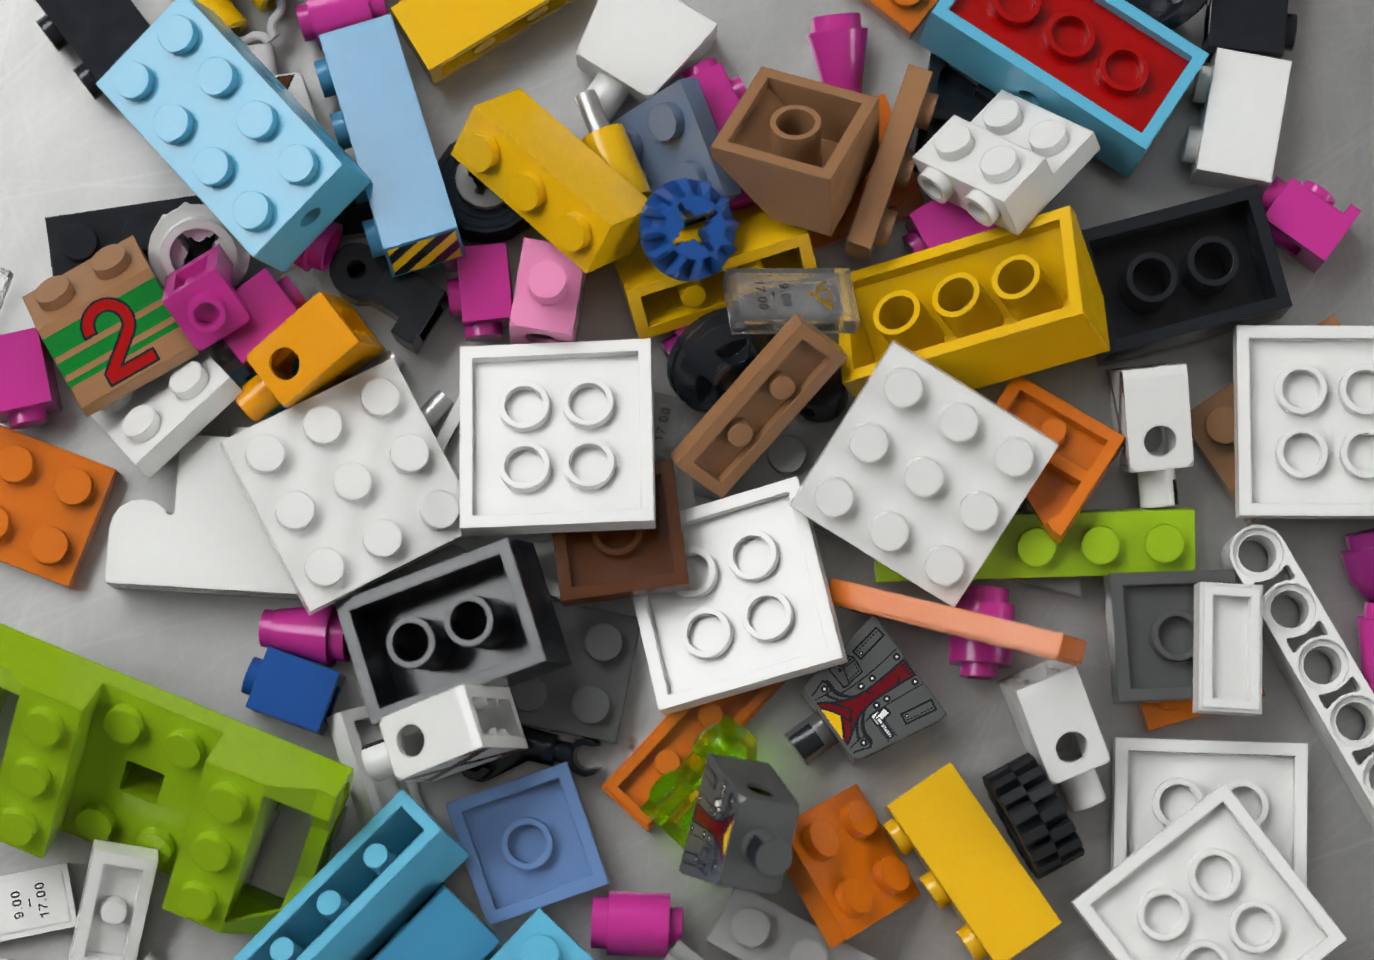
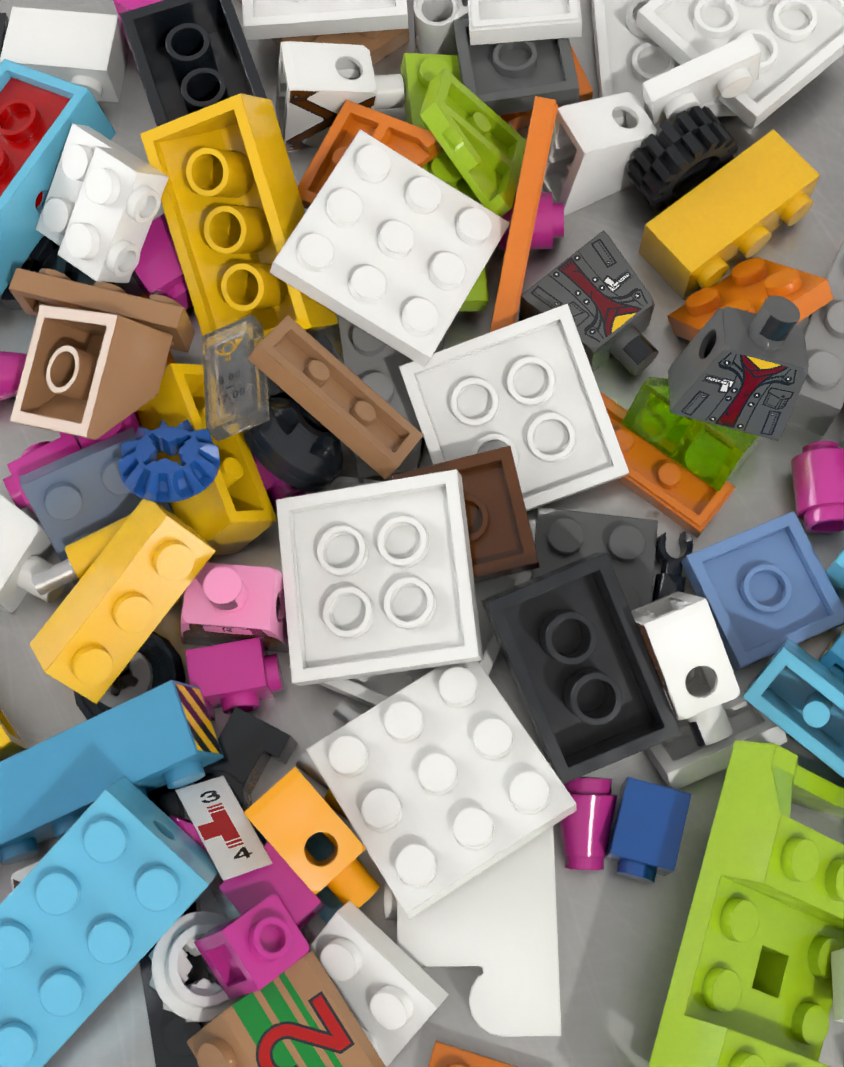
camera: 90 degrees left, 10 degrees down
(325, 269) = (223, 827): none -> white sticker
(1056, 577) = (475, 140): none -> lime wing
(1096, 812) = (718, 73): none -> white plate

